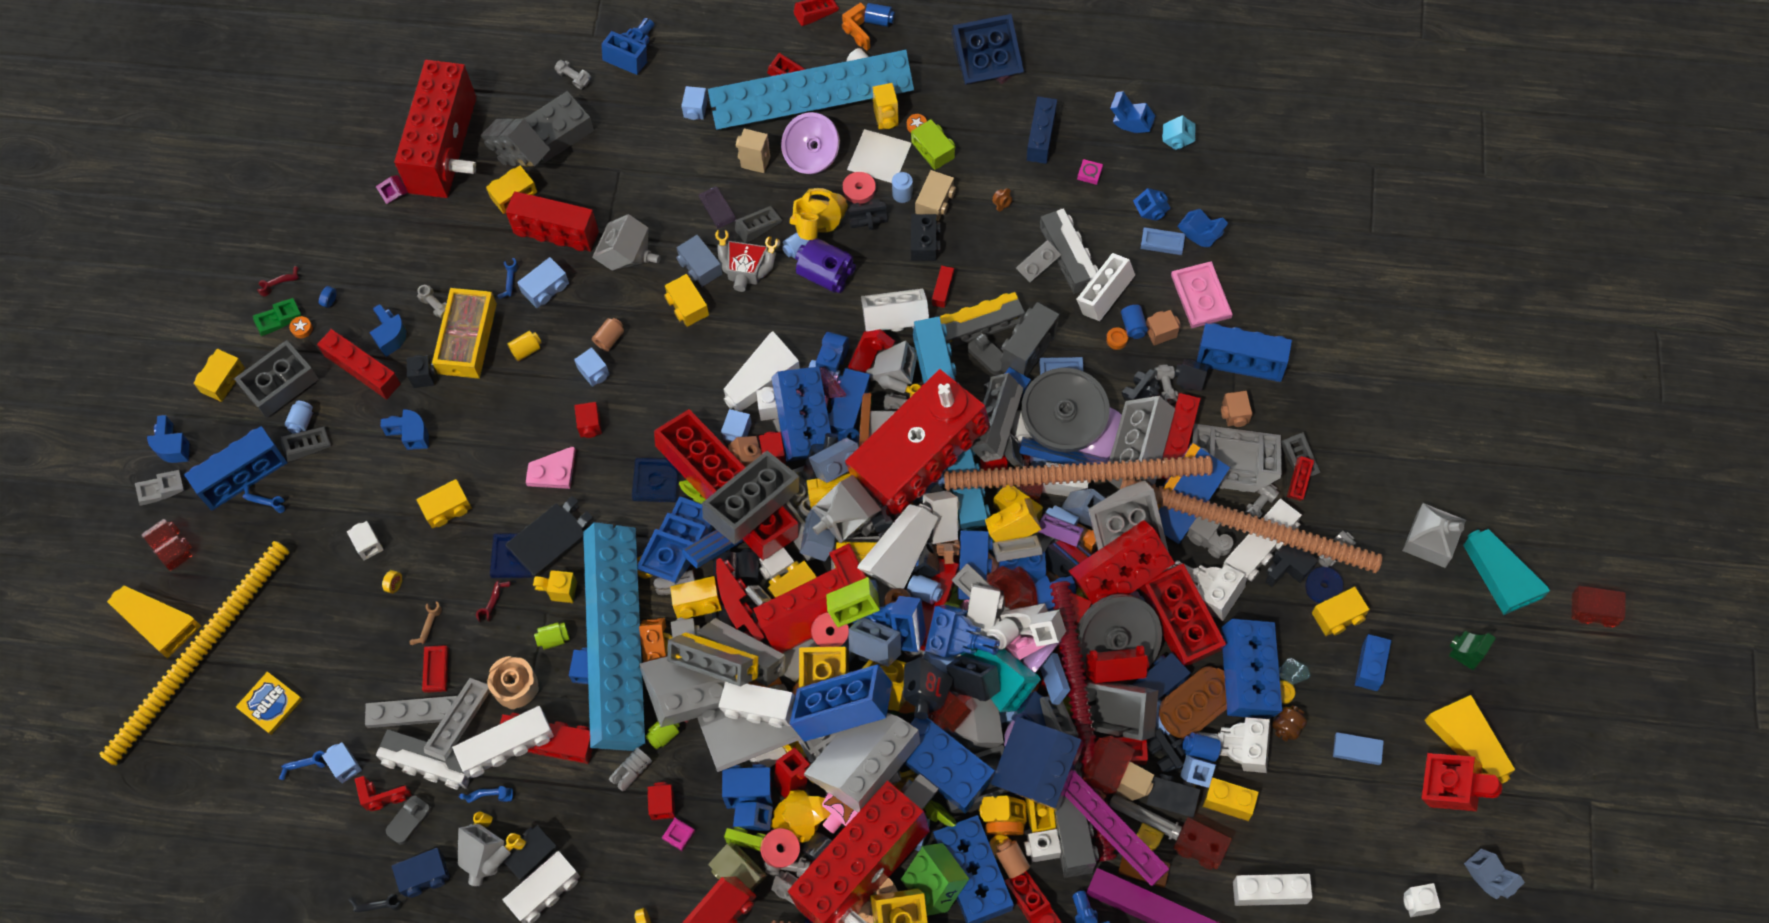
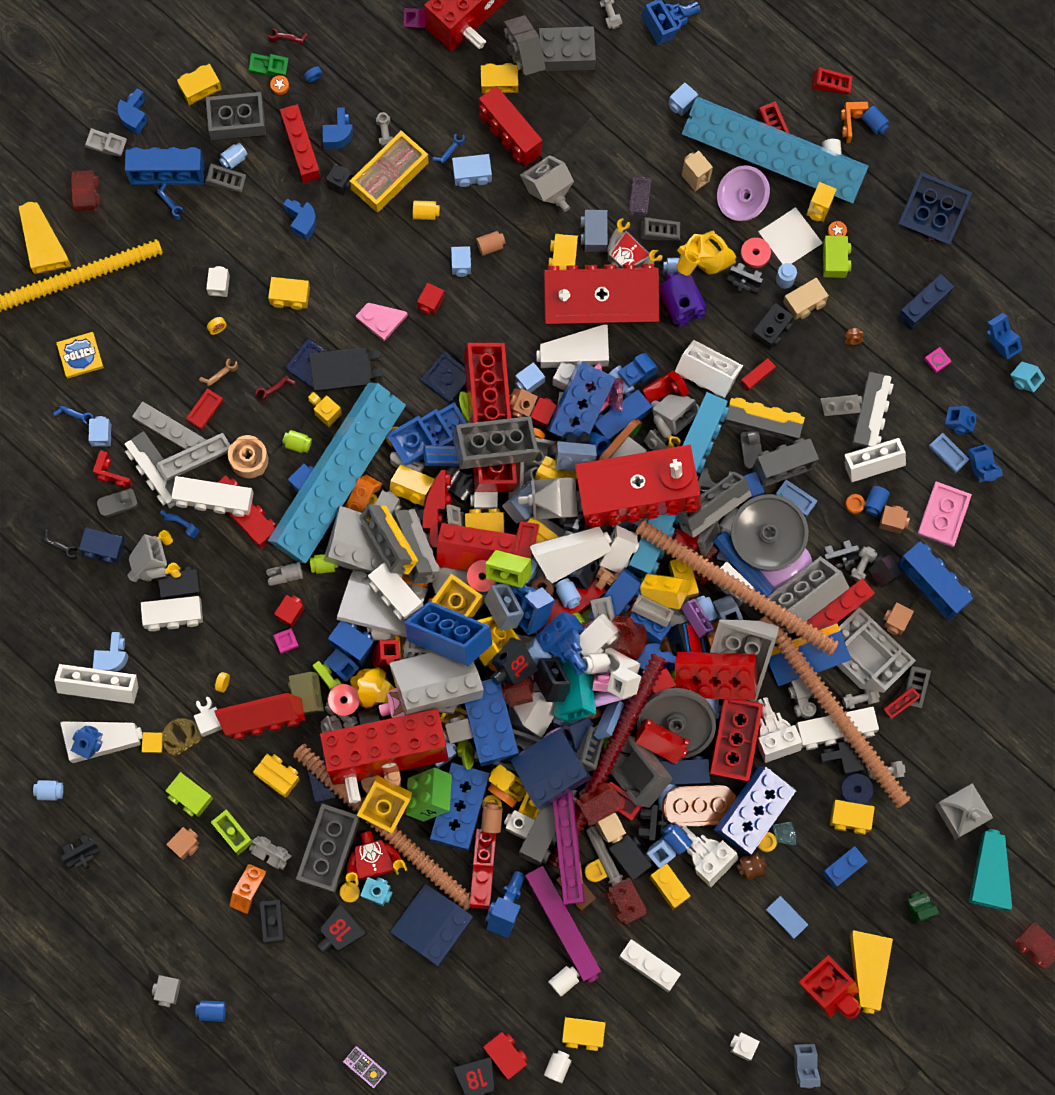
camera: 30 degrees right, 10 degrees up
(771, 290) = (629, 294): none -> red piece

